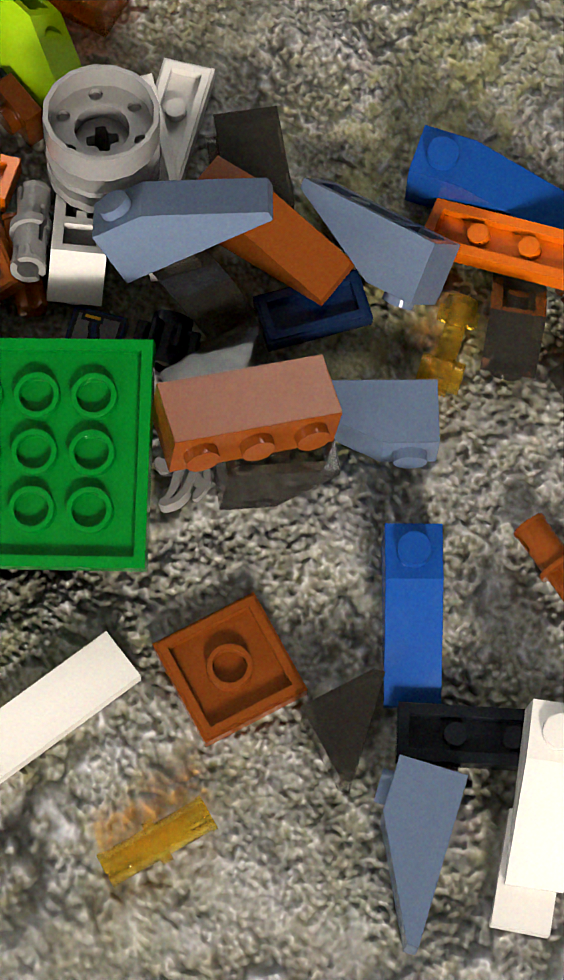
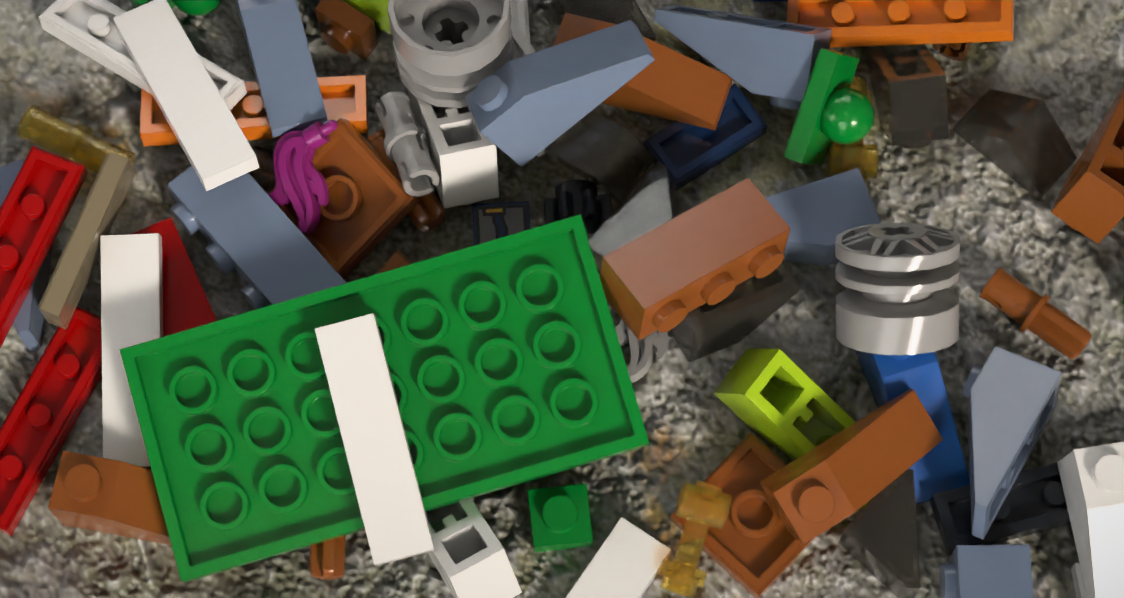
camera: 15 degrees left, 0 degrees up
(51, 614) = (560, 518): none -> green plate
(179, 645) = (702, 507): none -> clear yellow bar
(305, 600) = (781, 402): none -> lime slope
(328, 650) = (851, 467): none -> dark orange slope
(428, 500) = (897, 288): none -> light grey wheel
(429, 317) = (829, 110): none -> green tile
(493, 651) = (1005, 418): none -> sand blue slope

